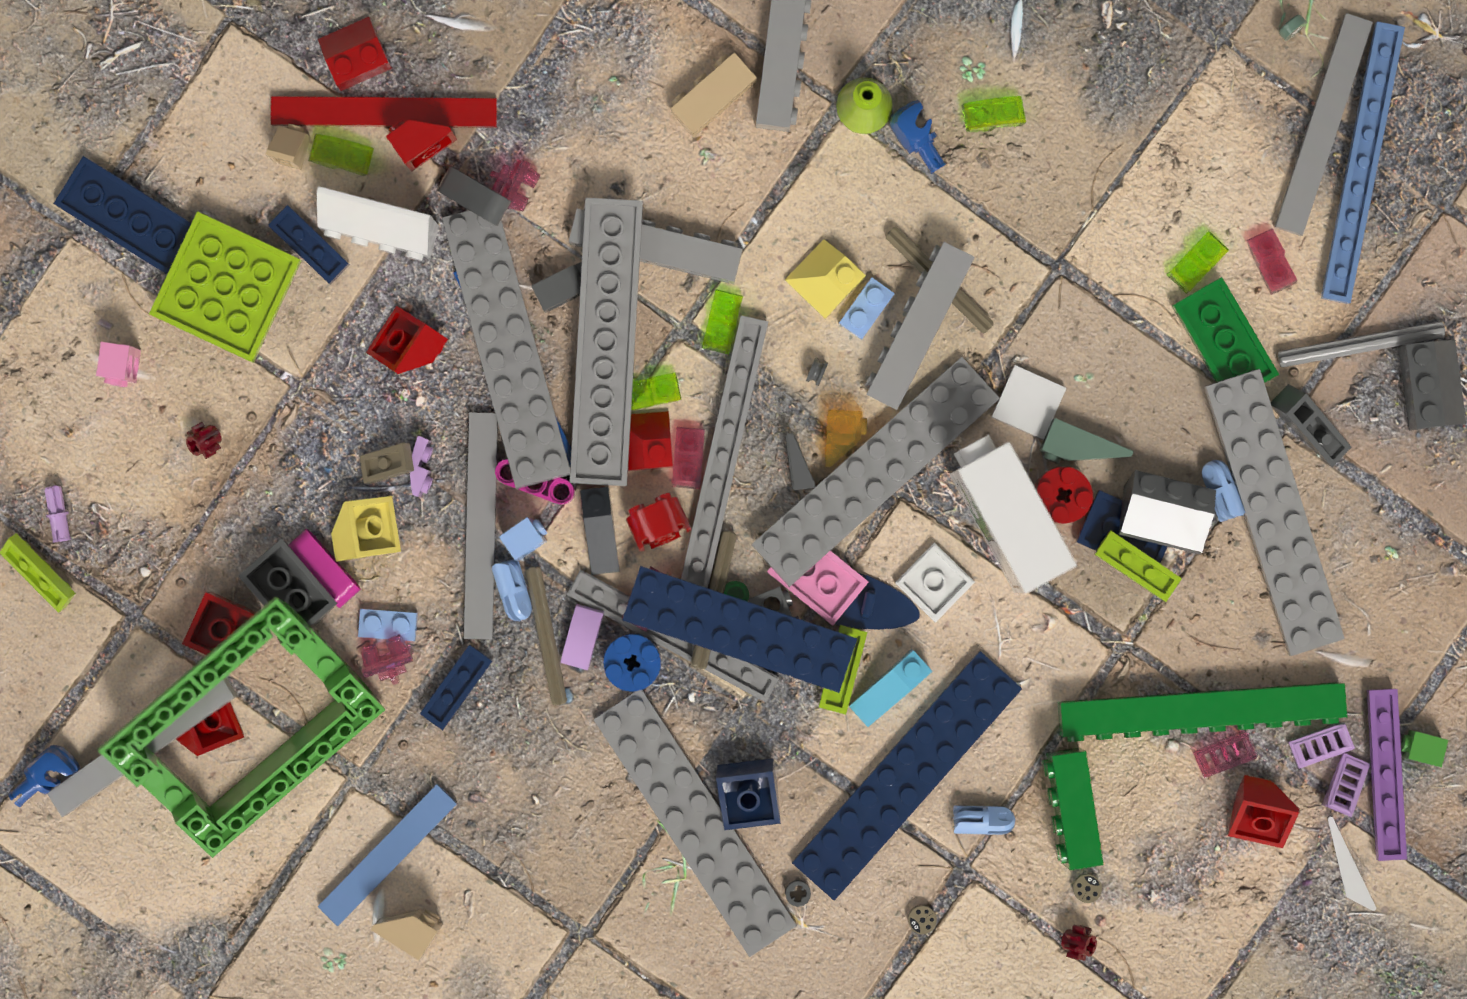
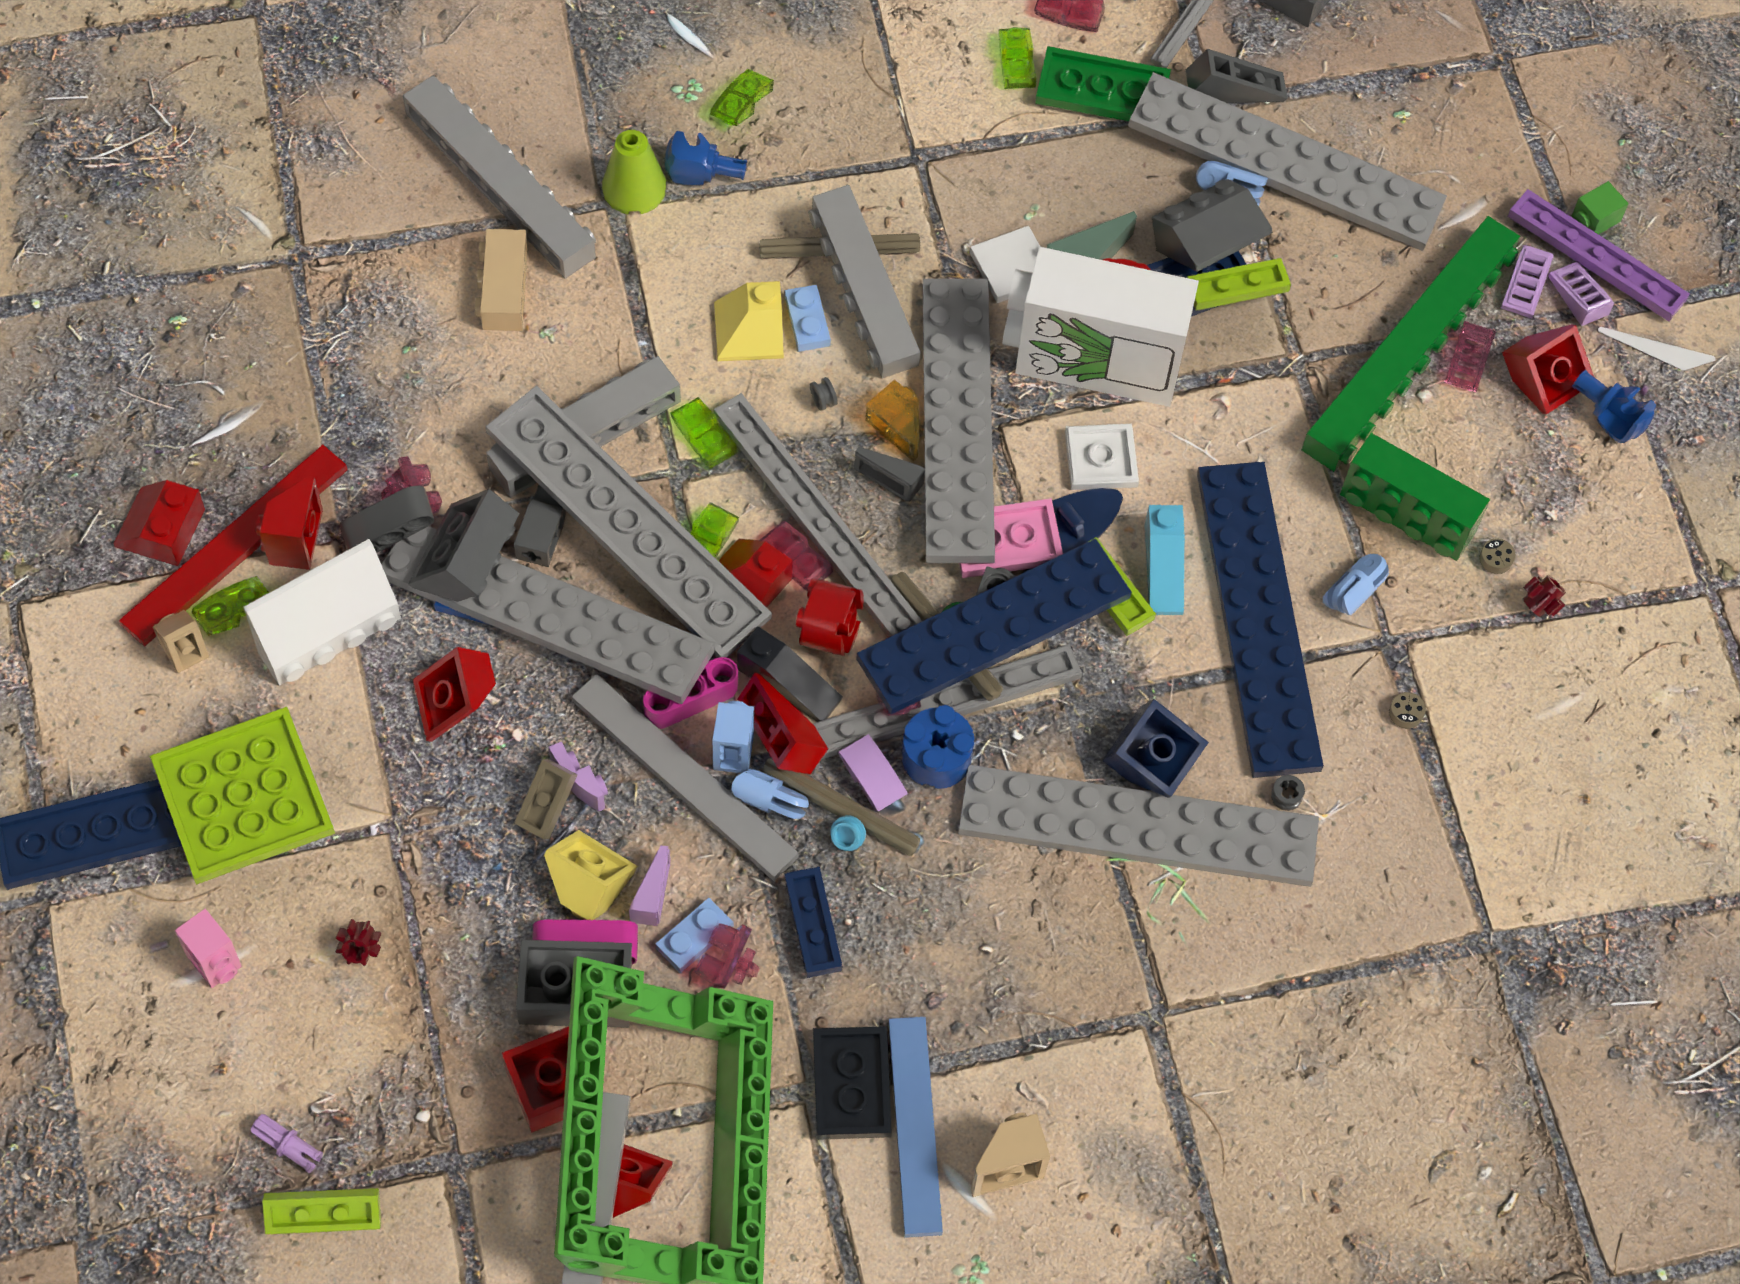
camera: 50 degrees left, 25 degrees down
(308, 244) = (302, 698): dark blue plate -> none
(378, 797) = (851, 1083): none -> black plate
(386, 579) = (649, 899): none -> lavender slope
(496, 262) = (465, 547): none -> dark grey slope
(529, 657) = (848, 833): none -> medium azure plate
(560, 558) = (783, 728): none -> red slope
(1268, 881) = (1616, 409): none -> blue piece

